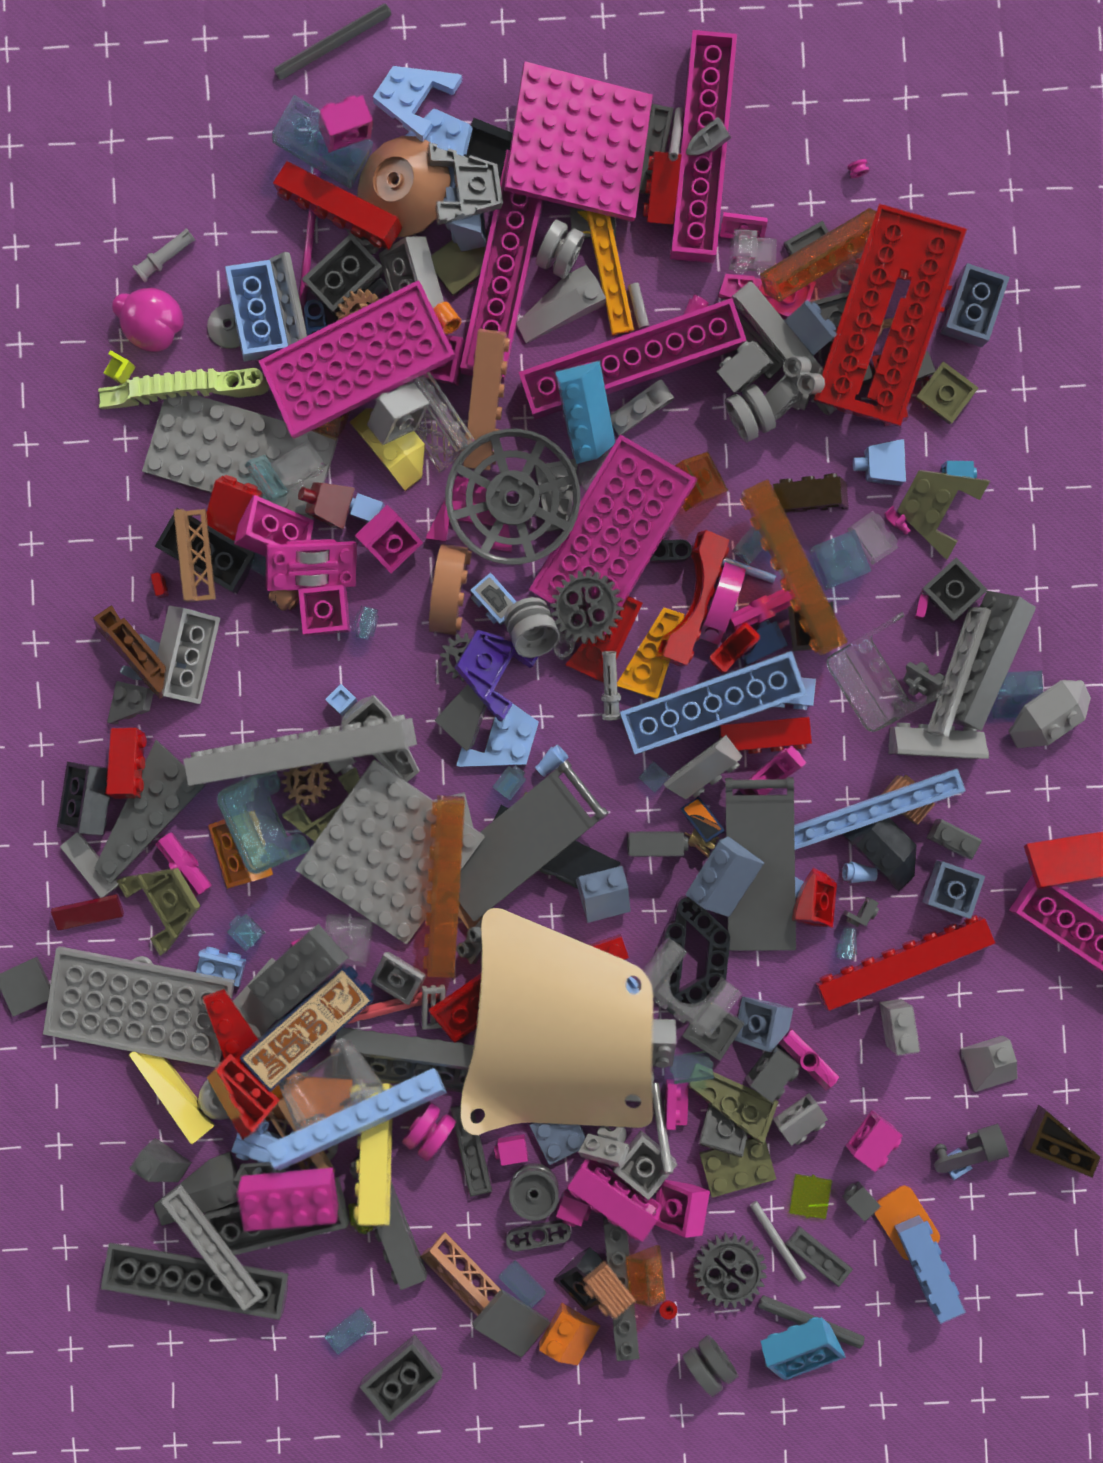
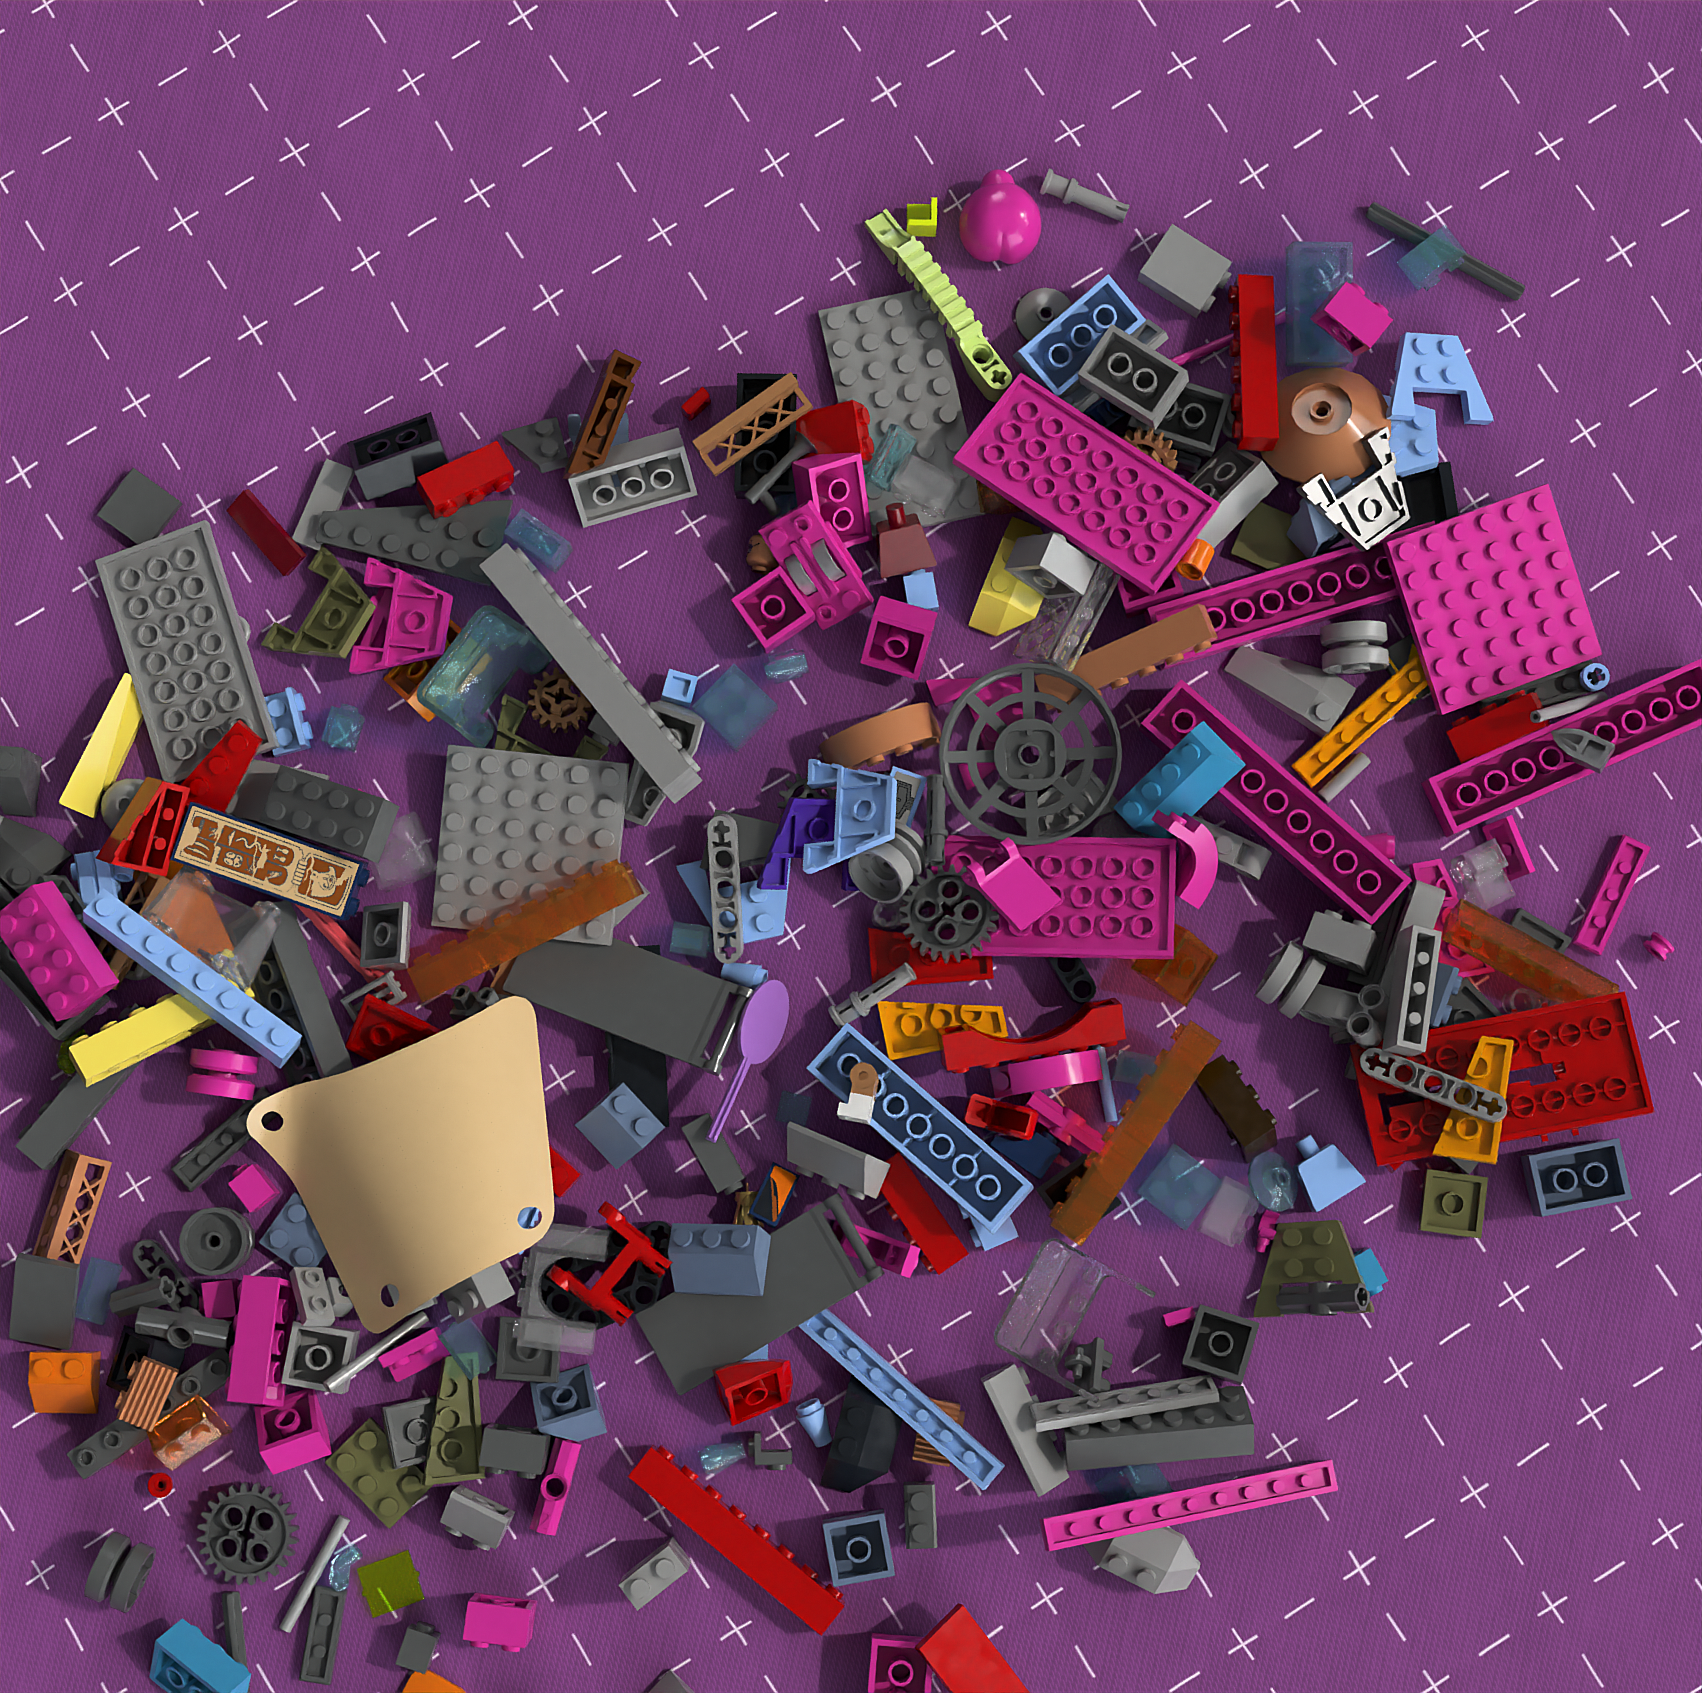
camera: 60 degrees right, 5 degrees down
(193, 737) = (538, 540): none -> clear light blue brick
(202, 847) = (415, 621): none -> dark pink wing
(240, 574) = (760, 488): none -> dark grey piece
(251, 217) = (1185, 272): none -> light grey brick
(303, 288) = (1133, 376): none -> light grey brick
(332, 51) = (1431, 258): none -> clear light blue brick
(374, 670) = (735, 708): none -> clear light blue brick
(478, 742) = (721, 903): none -> light grey beam
(490, 625) = (862, 813): none -> light blue wing
(528, 585) = (935, 831): none -> dark grey pin
(543, 1258) = (145, 1294): none -> dark grey axle
(578, 1243) = (184, 1327): none -> dark grey piece
(593, 556) = (1013, 887): none -> dark pink flag
(596, 773) = (758, 1037): none -> medium lavender piece
(639, 428) = (1197, 856): none -> dark pink arch
(664, 100) = (1603, 671): none -> light blue bush
(673, 727) = (862, 1094): none -> leg
(706, 965) = (600, 1295): none -> red connector
(784, 1223) = (340, 1567): none -> clear light blue arm
(804, 338) = (1412, 991): none -> light grey brick
(808, 179) = (1611, 895): none -> dark pink tile
(870, 498) = (1272, 1181): none -> clear light blue dish
(876, 348) = (1444, 1096): none -> light grey beam
(903, 340) = (1467, 1135): none -> light orange wing
(963, 508) = (1323, 1299): none -> dark grey piece
(1044, 667) = (1188, 1505): none -> dark pink plate

